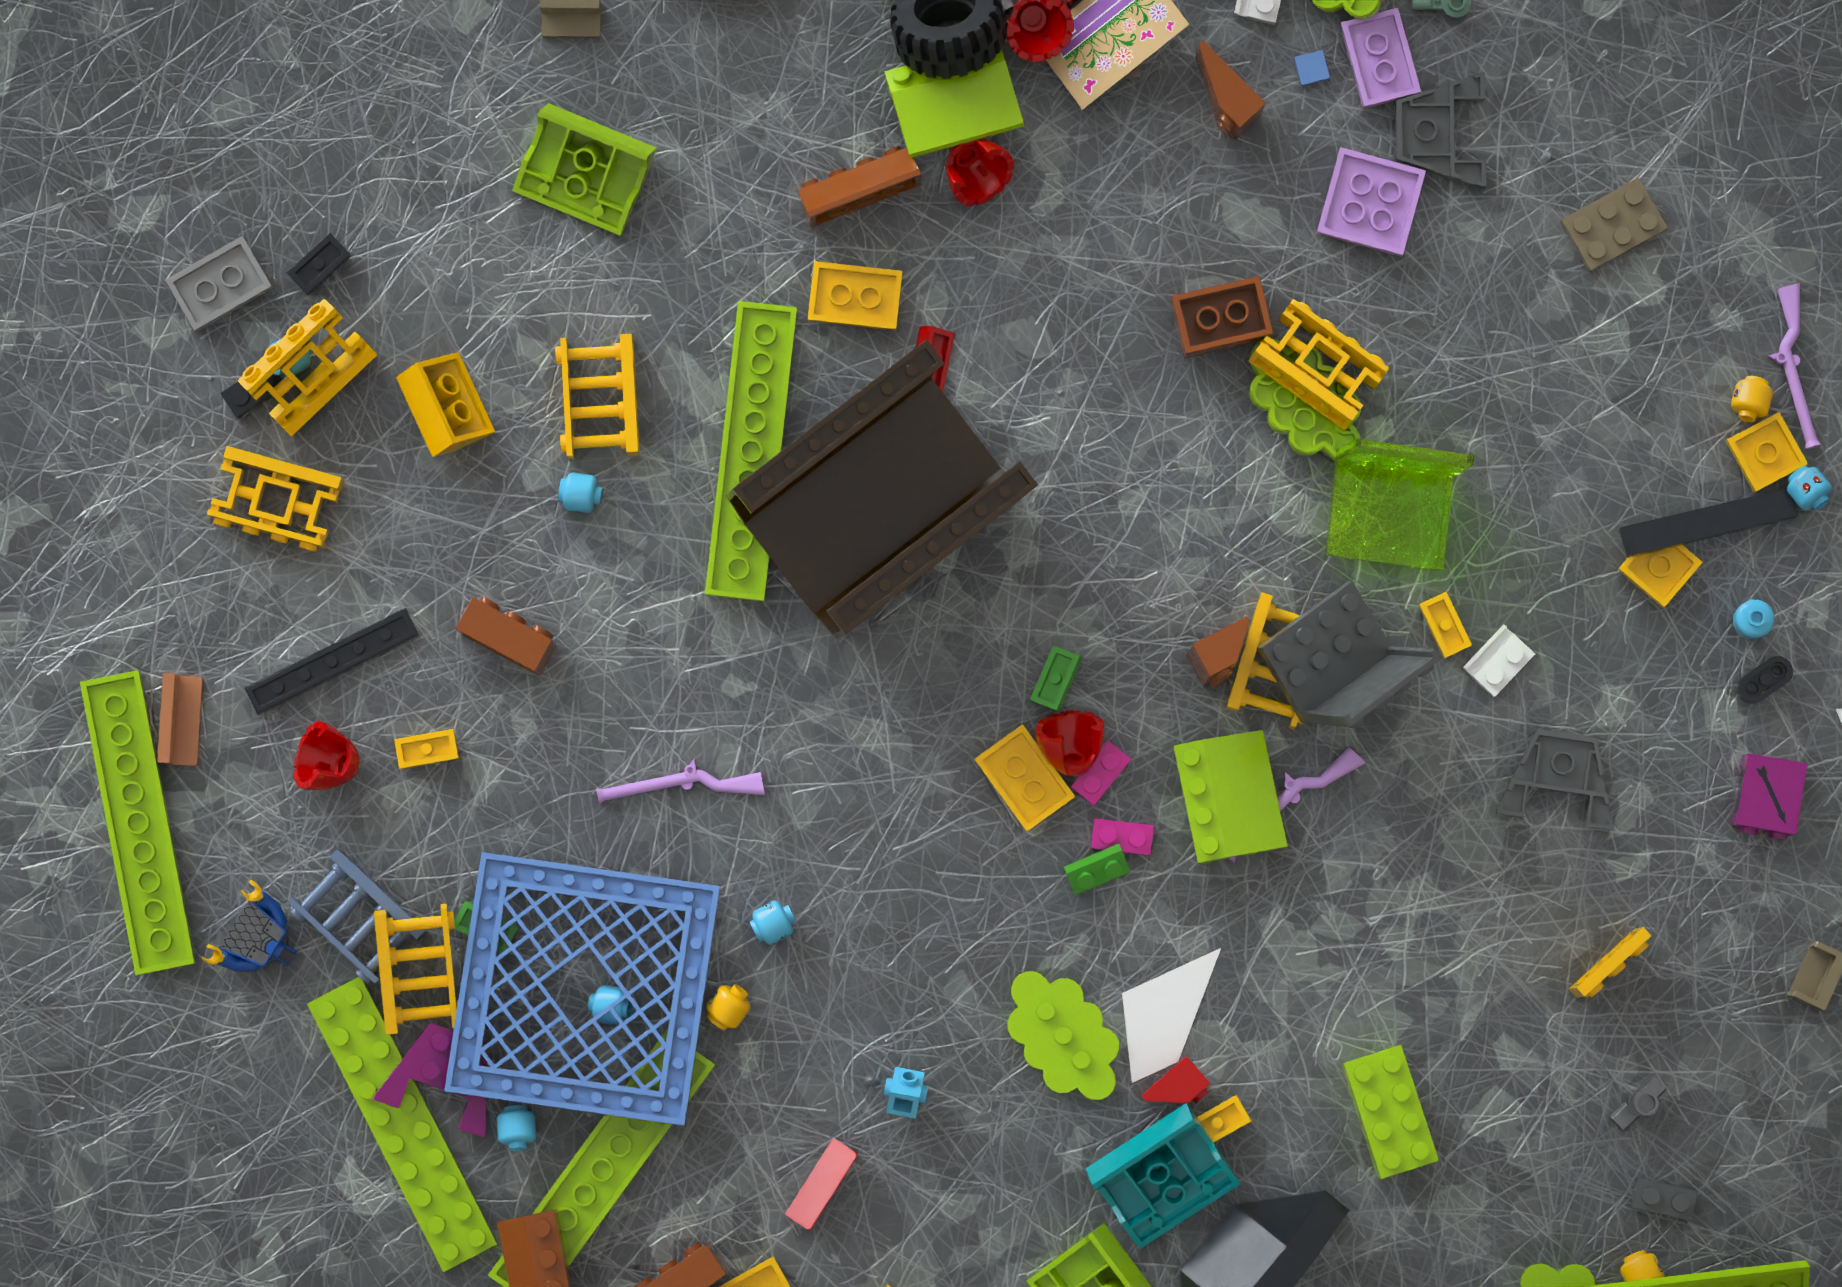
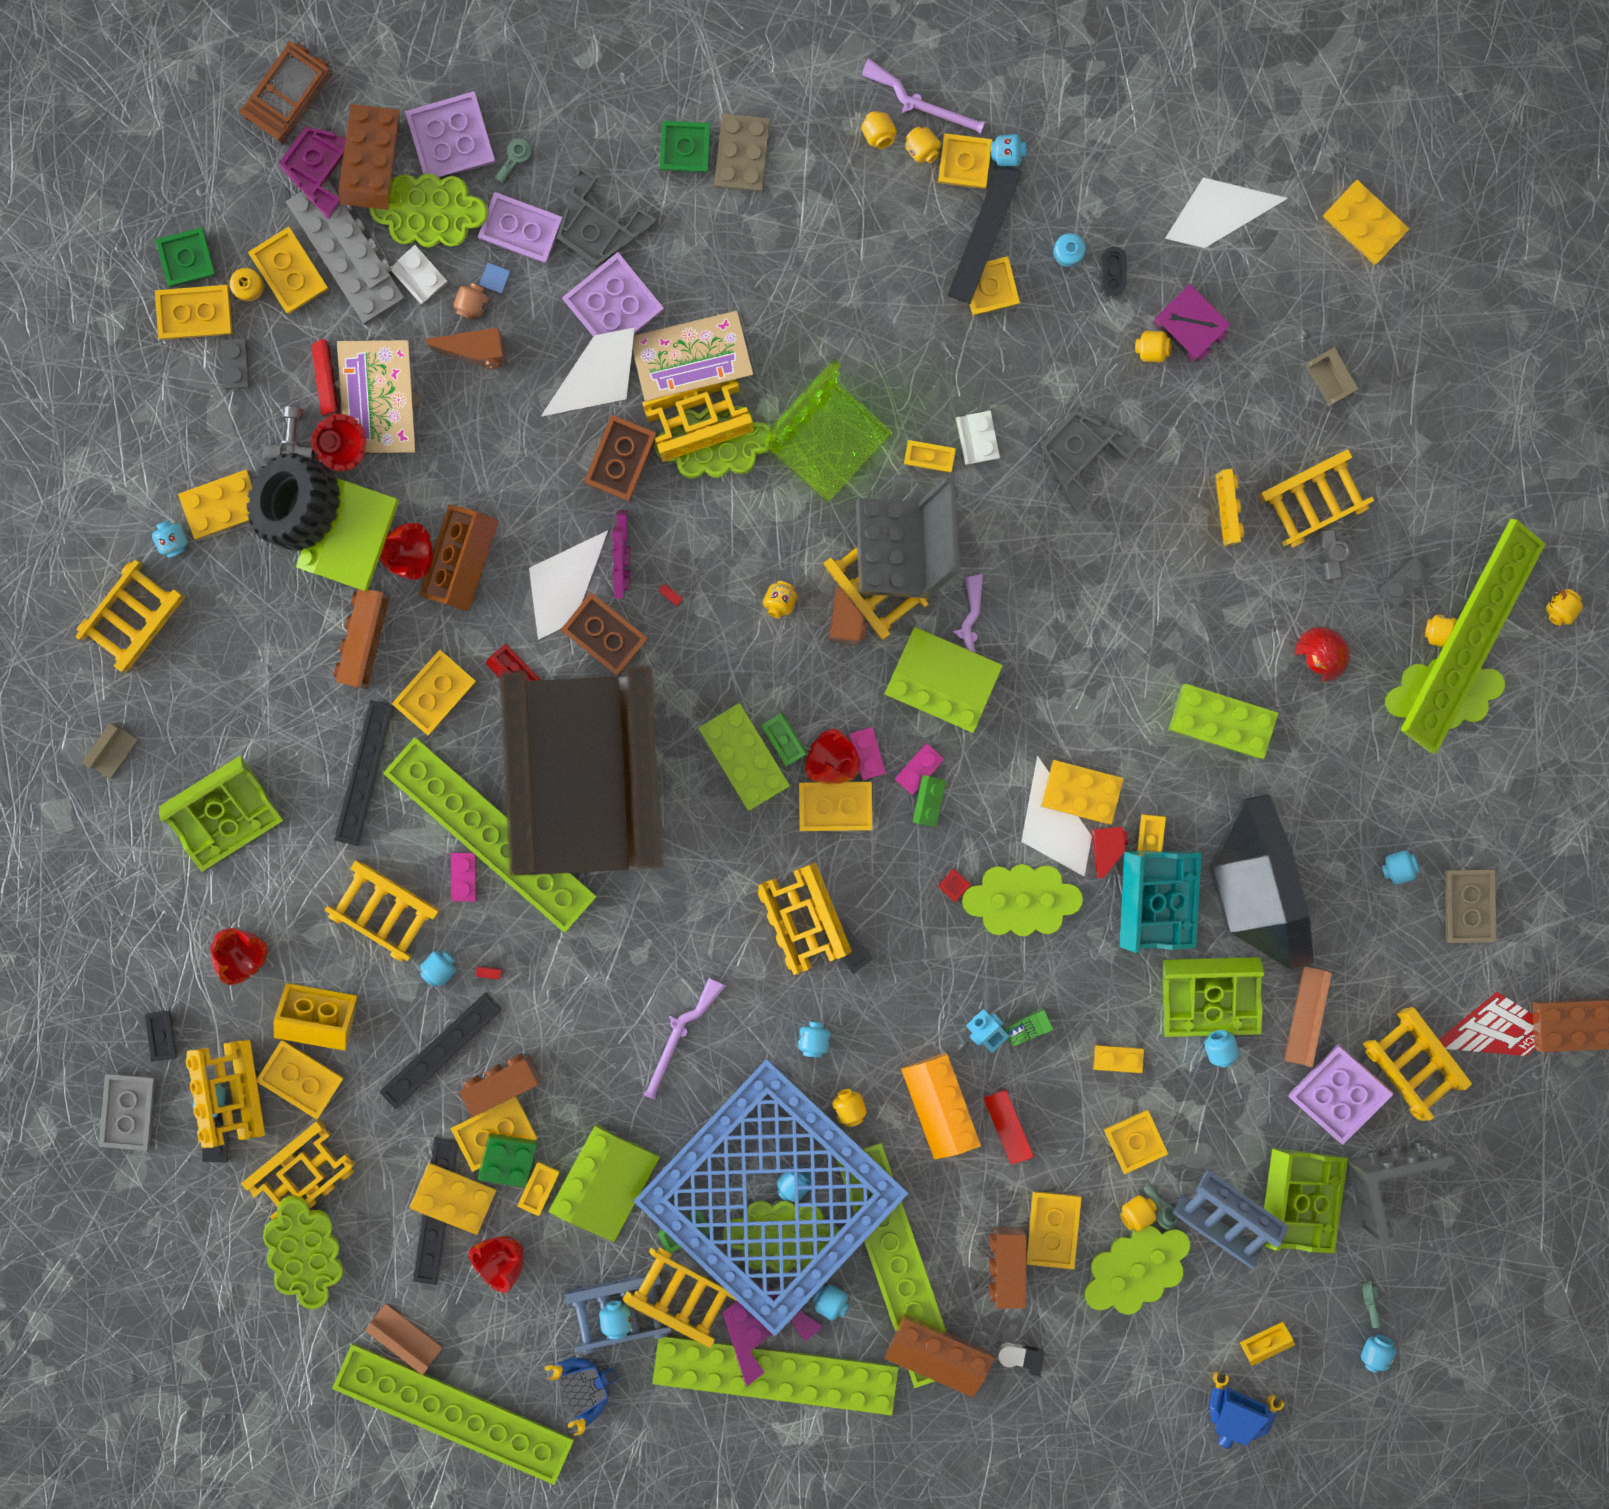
camera: 55 degrees left, 5 degrees up
(199, 556) = (302, 1252): none -> lime plate
(348, 918) = (615, 1320): none -> medium azure head
(357, 669) = (452, 1198): none -> yellow plate
(371, 432) = (300, 1079): none -> yellow plate
(434, 696) = (507, 1160): none -> green plate
(452, 665) = (503, 1119): none -> yellow plate
(454, 283) = (237, 955): none -> red hair
(477, 811) = (604, 1183): none -> lime piece
(497, 553) = (440, 1050): none -> black tile
(576, 1012) = (780, 1211): none -> lime plate
(611, 546) = (489, 972): none -> red tile
(689, 454) = (463, 877): none -> dark pink plate
(724, 282) = (364, 773): none -> black tile
(794, 1099) = (940, 1106): none -> light orange slope
(890, 891) = (859, 956): none -> black plate
(908, 837) = (822, 913): none -> yellow fence
(937, 1132) = (1028, 1027): none -> bright green leg
(970, 1249) = (1118, 1059): none -> yellow plate
(1008, 226) = (459, 557): none -> dark orange slope
(1009, 650) = (744, 756): none -> lime brick
(1029, 955) = (954, 885): none -> red tile
(1034, 423) = (604, 634): none -> dark orange brick
(1052, 348) = (562, 583): none -> white sticker
(1120, 462) = (670, 595): none -> red tile
(1125, 384) = (621, 556): none -> magenta wing
(1193, 575) = (780, 599): none -> yellow head
(1215, 1019) = (1082, 792): none -> yellow plate
(1272, 60) = (471, 301): none -> nougat head
(1289, 236) = (598, 375): none -> white sticker
(1375, 315) = (691, 355): none -> sticker
(1534, 1168) = (1325, 652): none -> red hair
(1578, 163) = (684, 146): none -> green plate
(1682, 1017) = (1317, 475): none -> yellow fence
(1718, 773) = (1153, 346): none -> yellow head
(1735, 344) = (879, 129): none -> yellow head

